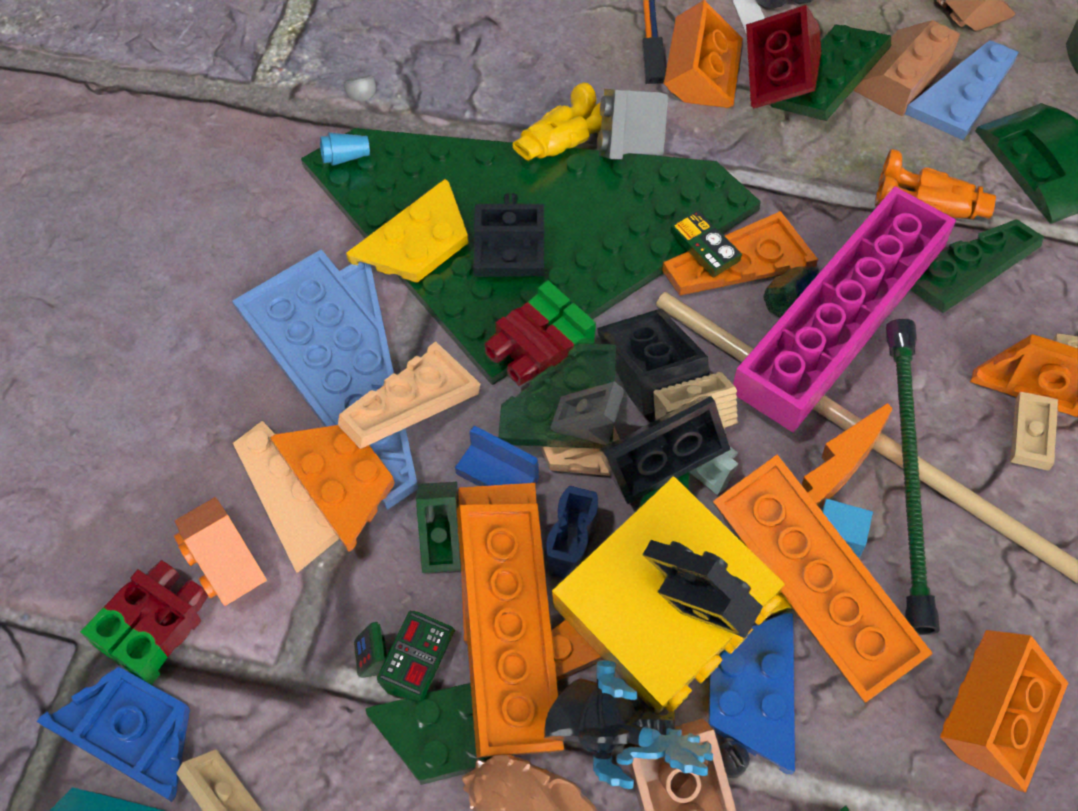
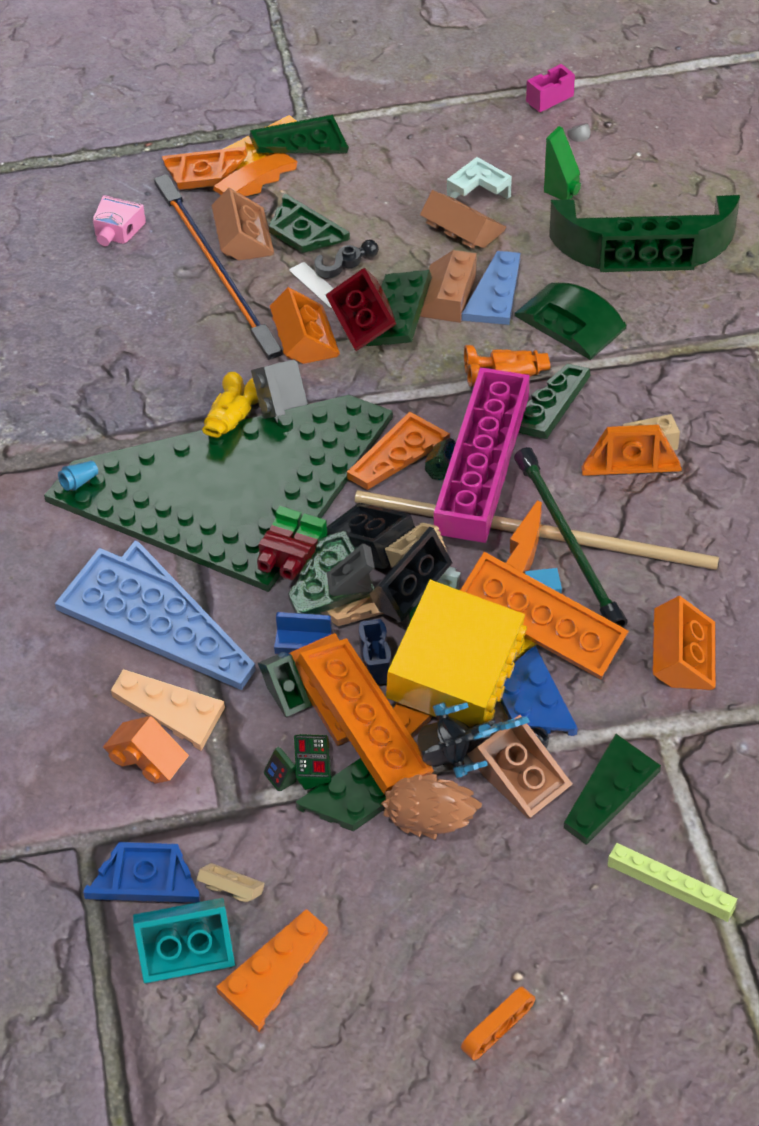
camera: 25 degrees left, 10 degrees down
(146, 621) = (119, 811): dark red hips -> none
(337, 476) = (198, 677): orange wing -> none
(360, 87) = (56, 432): light grey piece -> none
(416, 237) = (166, 514): yellow wing -> none
(416, 393) = (223, 610): light nougat wing -> none
(509, 239) = (234, 491): black plate -> none
(703, 587) = (480, 624): black plate -> none
(705, 243) = (370, 448): tile -> none
(1034, 431) = (634, 488): tan plate -> none

